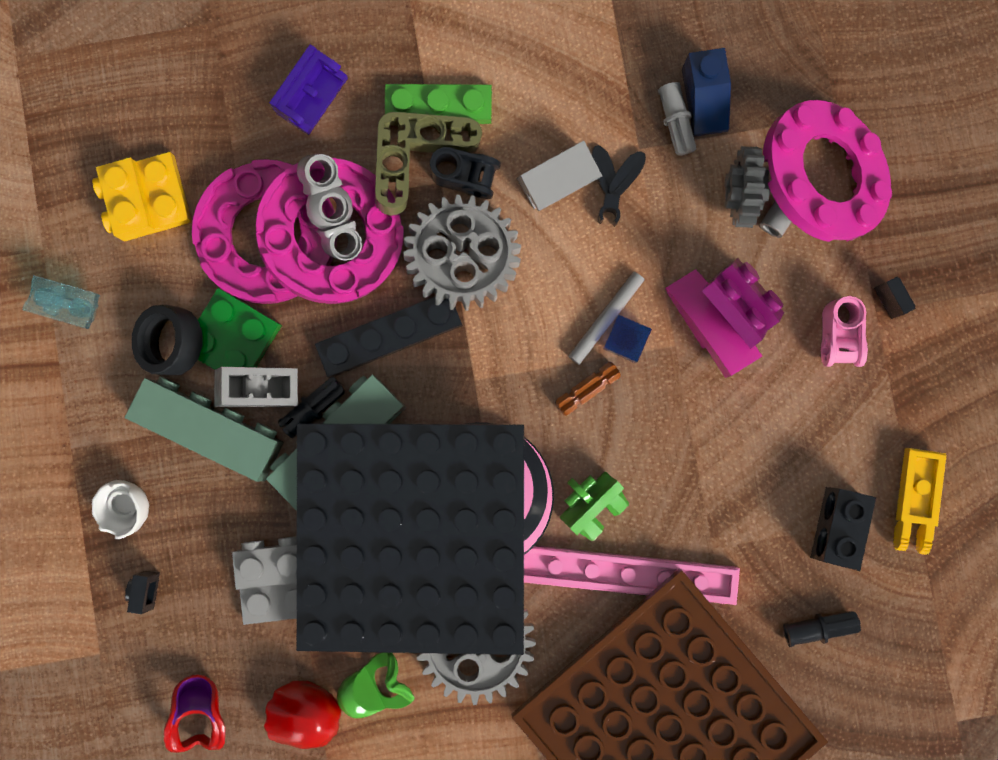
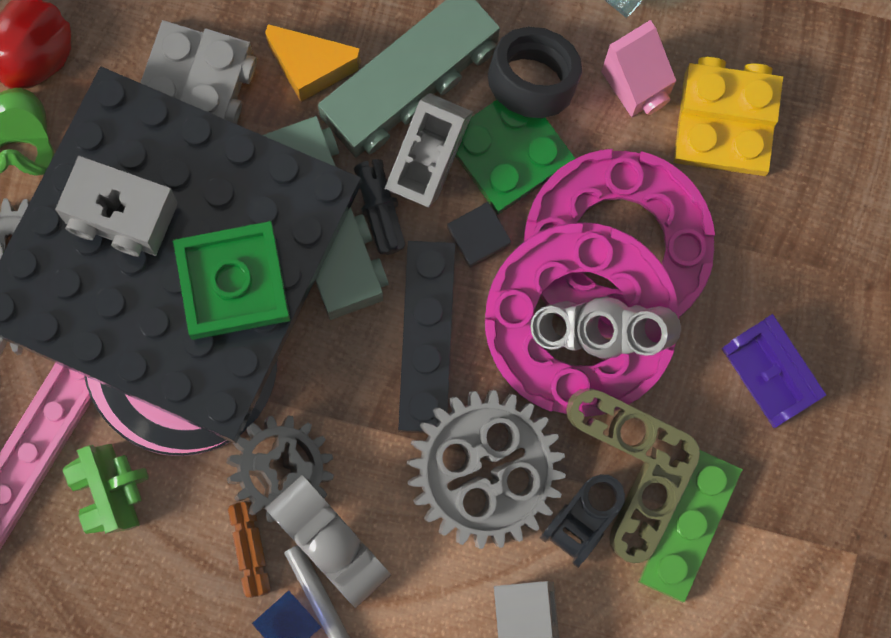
camera: 105 degrees right, 5 degrees down
(134, 266) = (639, 70): none -> bright pink slope
(227, 504) = (311, 61): none -> light orange slope
(301, 331) = (479, 234): none -> black tile
(387, 606) = (96, 188): none -> light grey brick
(412, 477) = (231, 280): none -> green plate
(538, 386) = (258, 464): none -> dark grey gear
(560, 334) = (328, 541): none -> light grey piece

